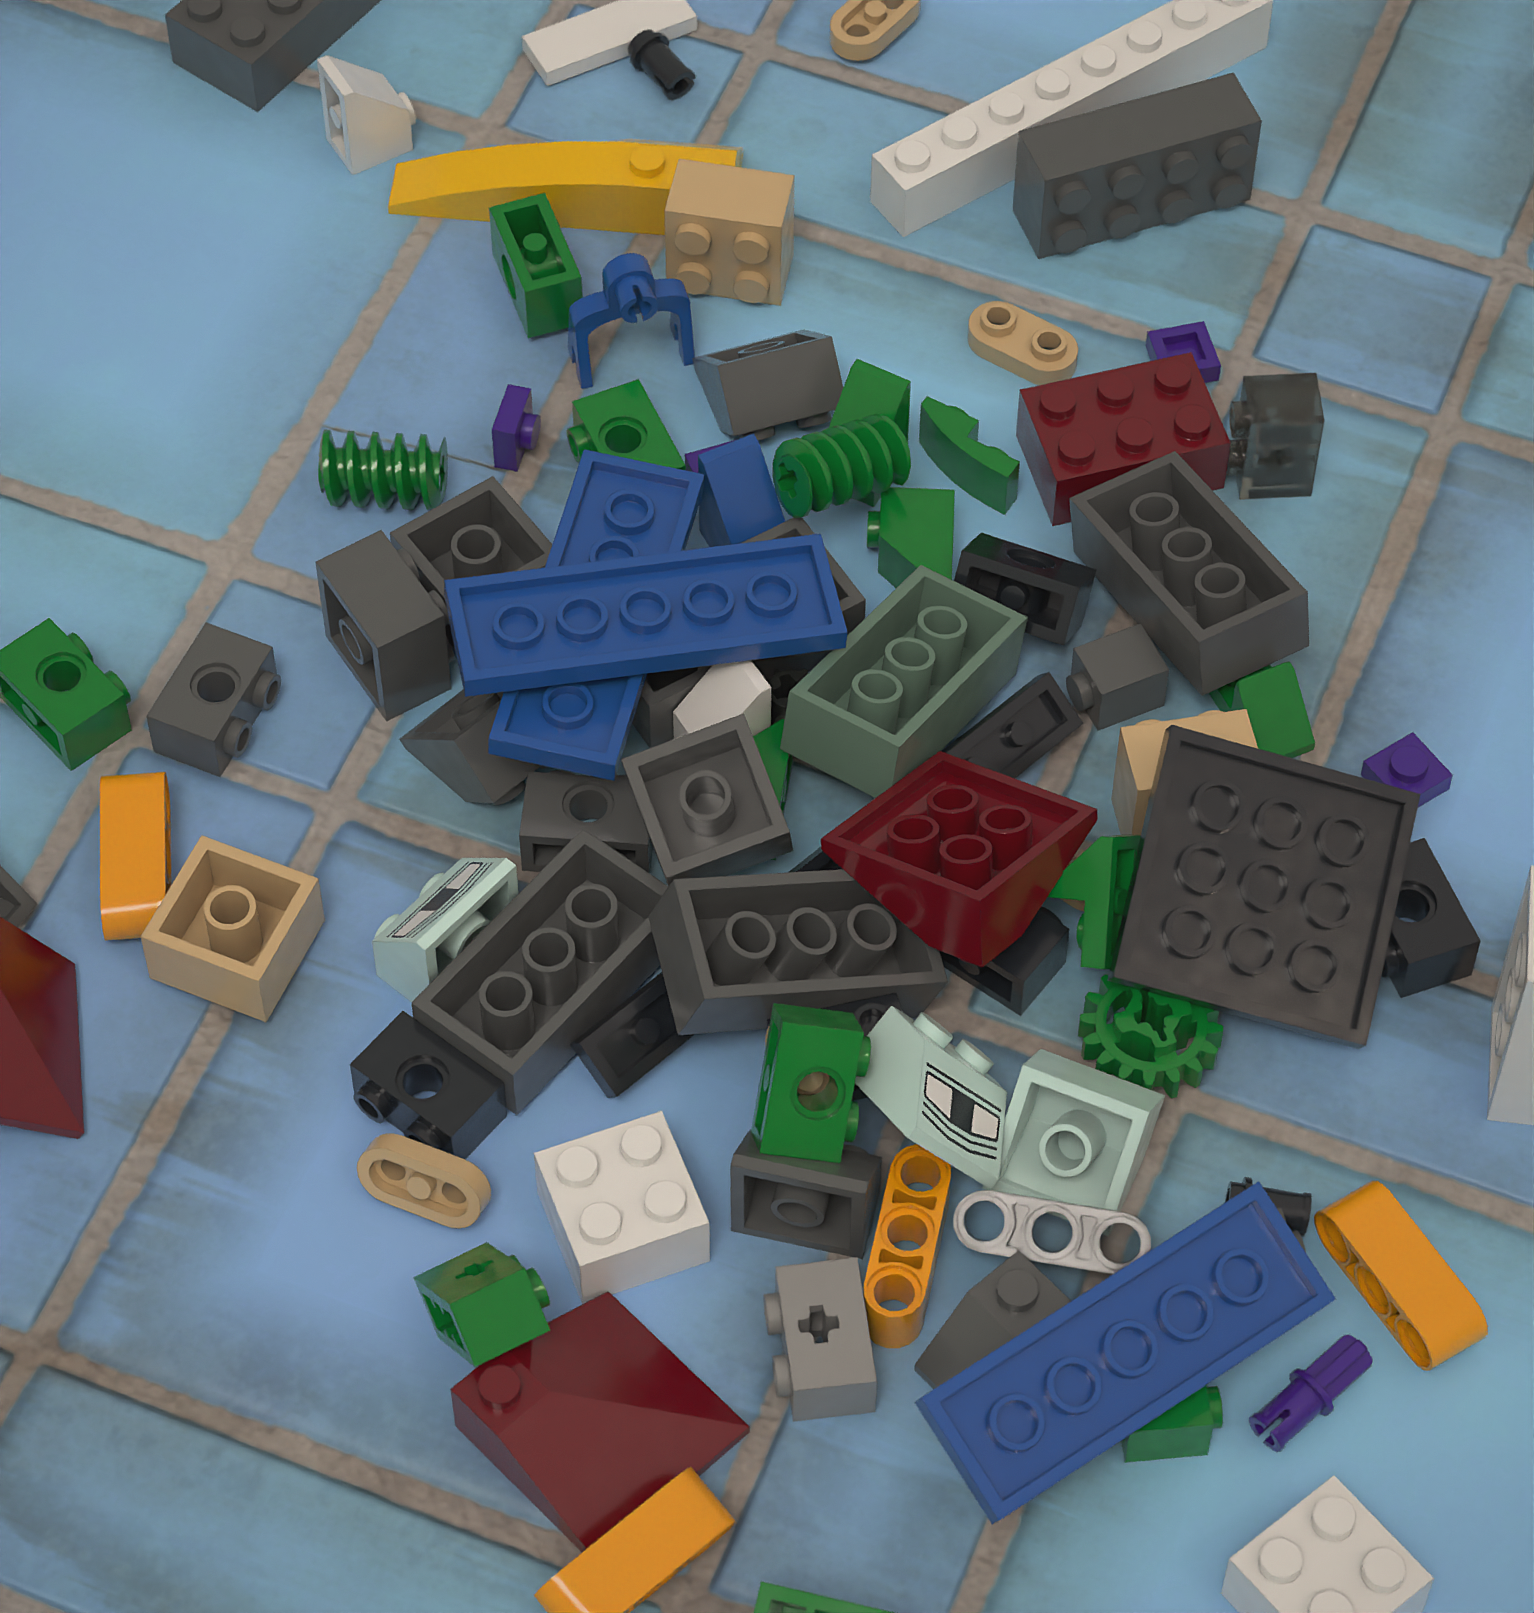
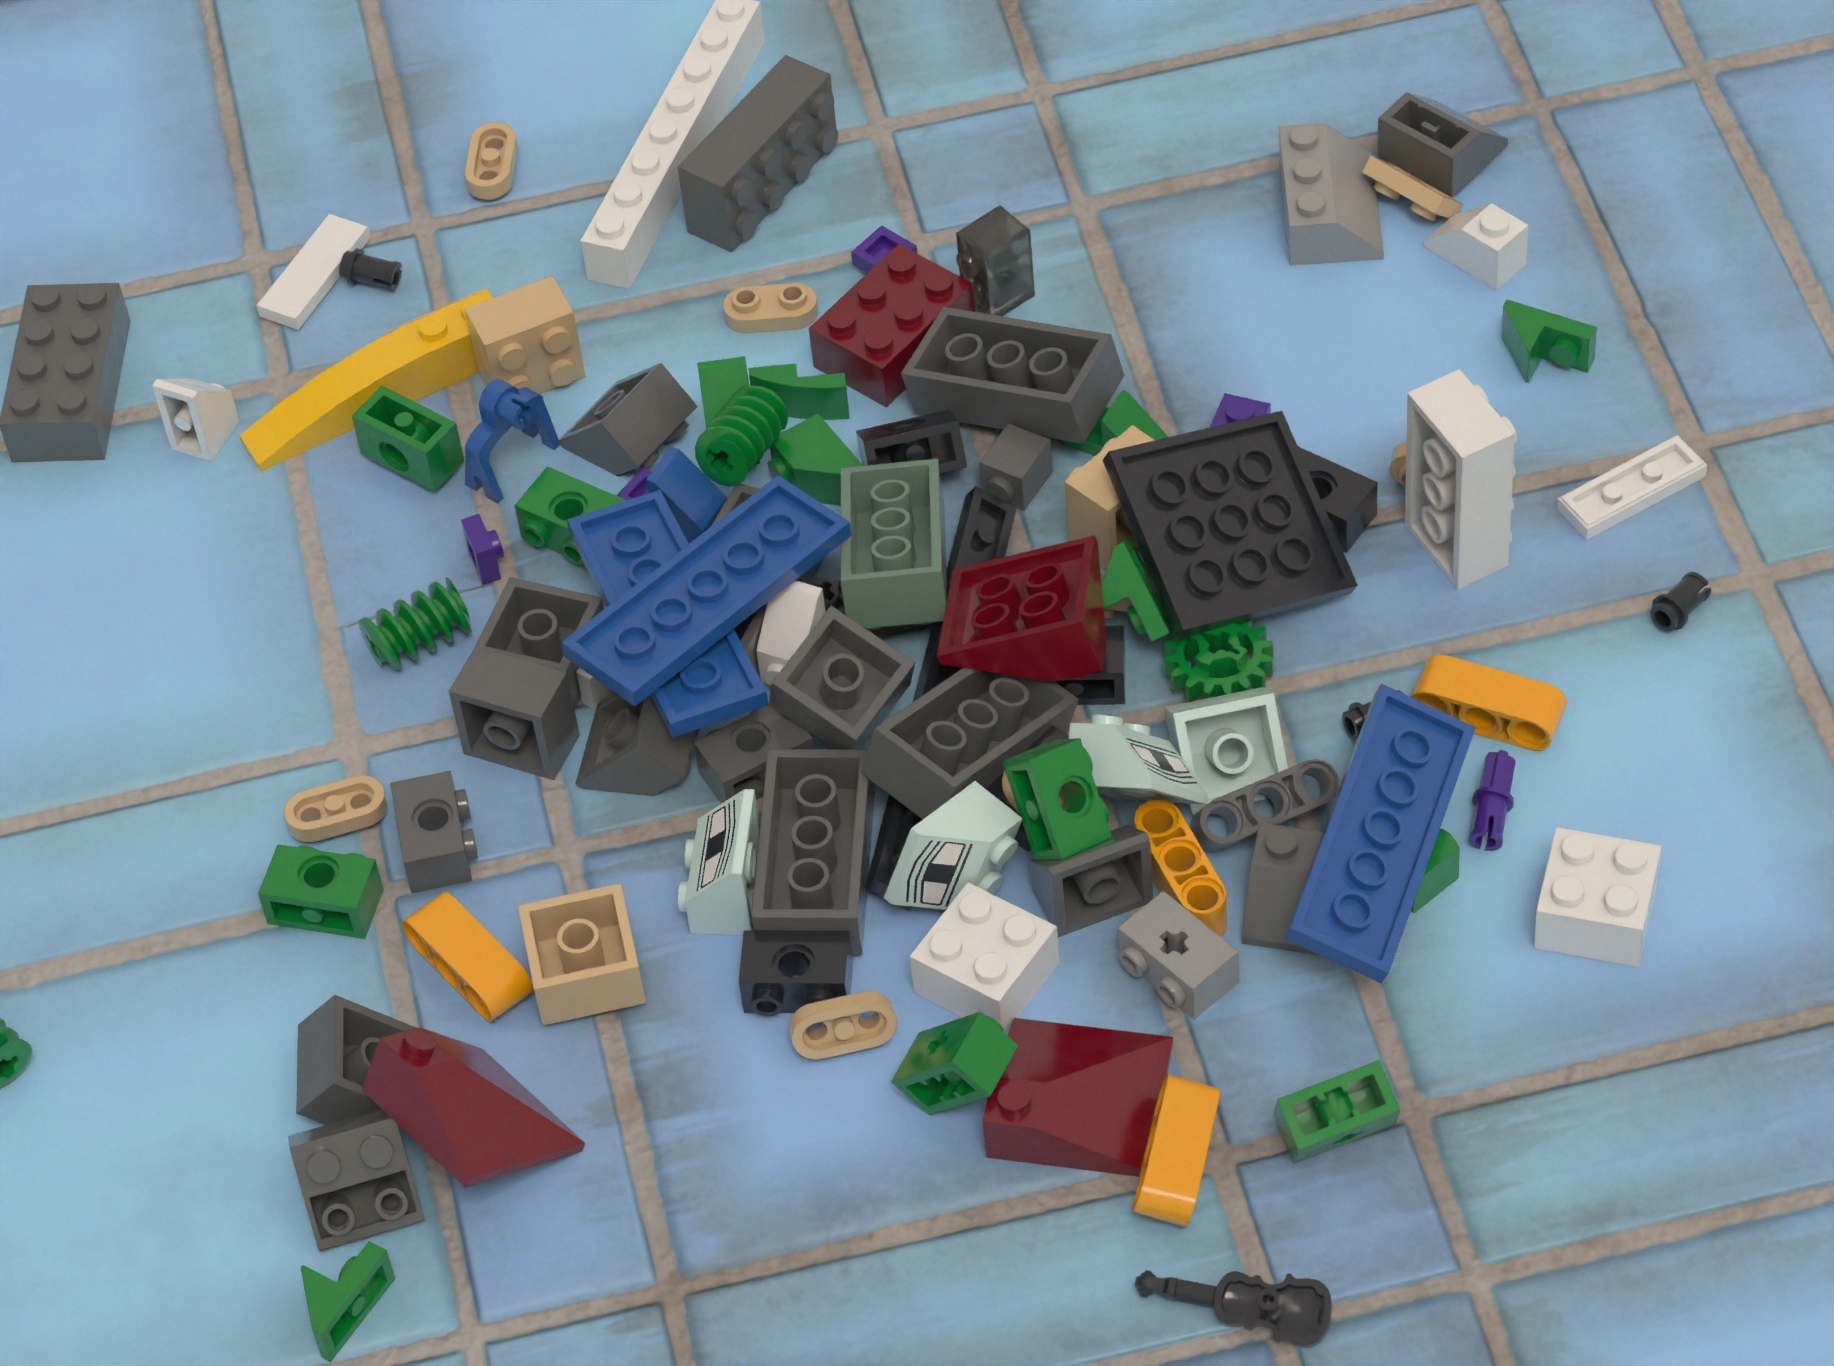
camera: 30 degrees left, 5 degrees down
(153, 614) = (335, 808): none -> tan plate
(673, 1062) = (953, 846): none -> light aqua slope

